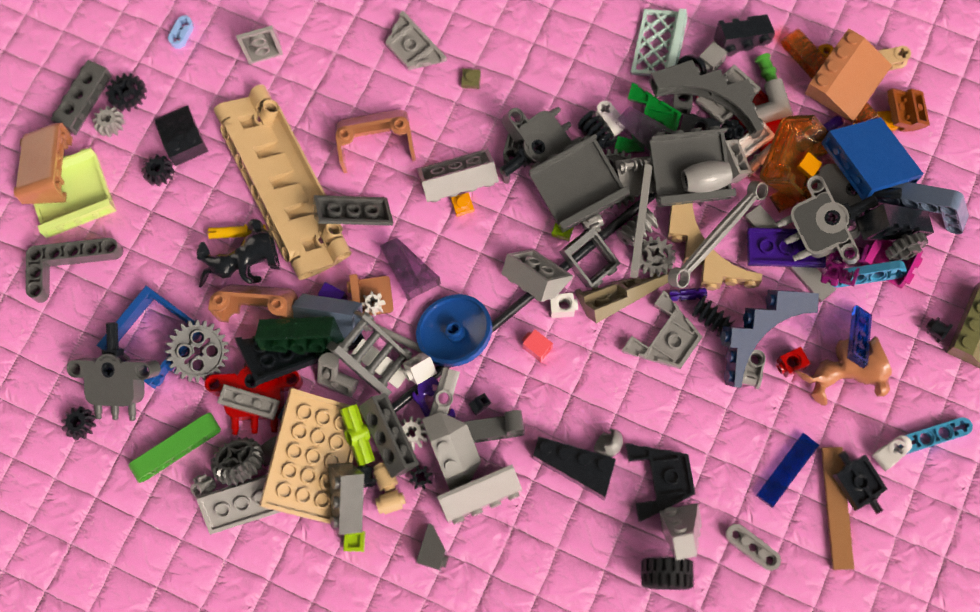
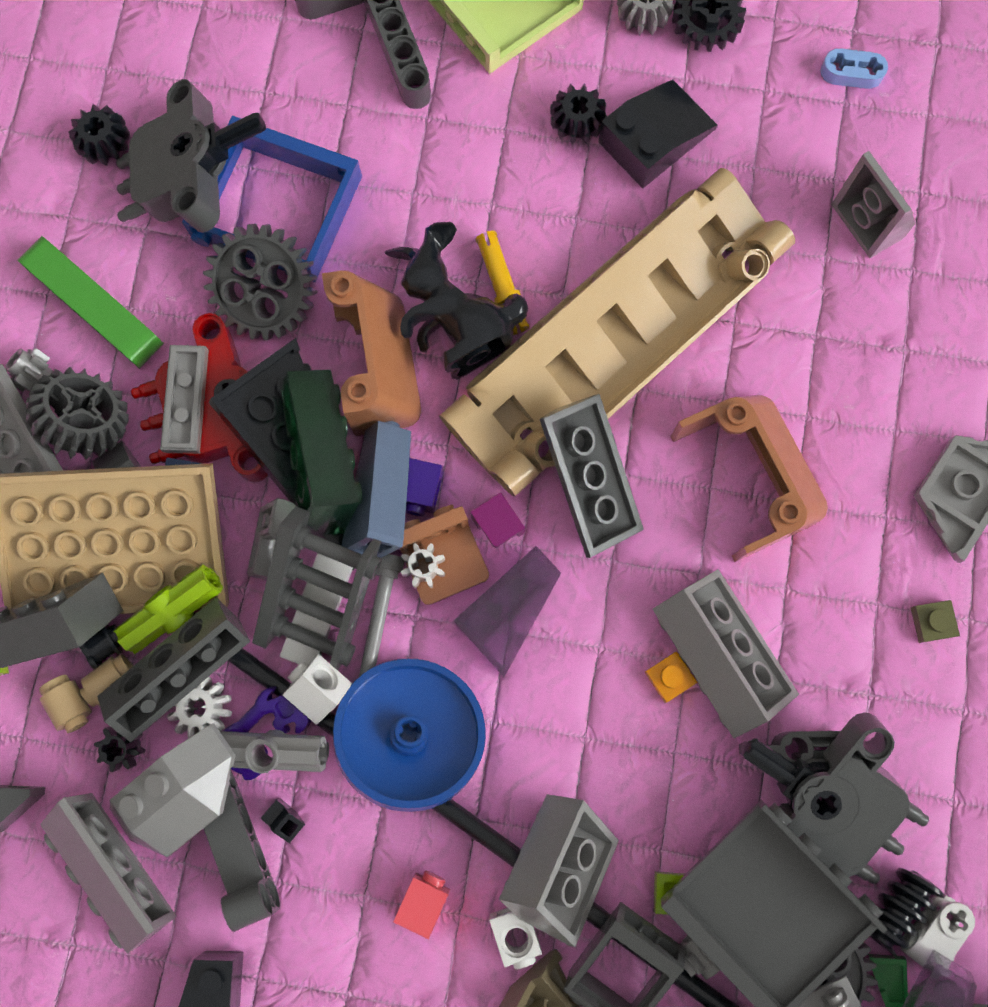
camera: 70 degrees right, 5 degrees up
(361, 262) = (497, 520): none -> magenta panel

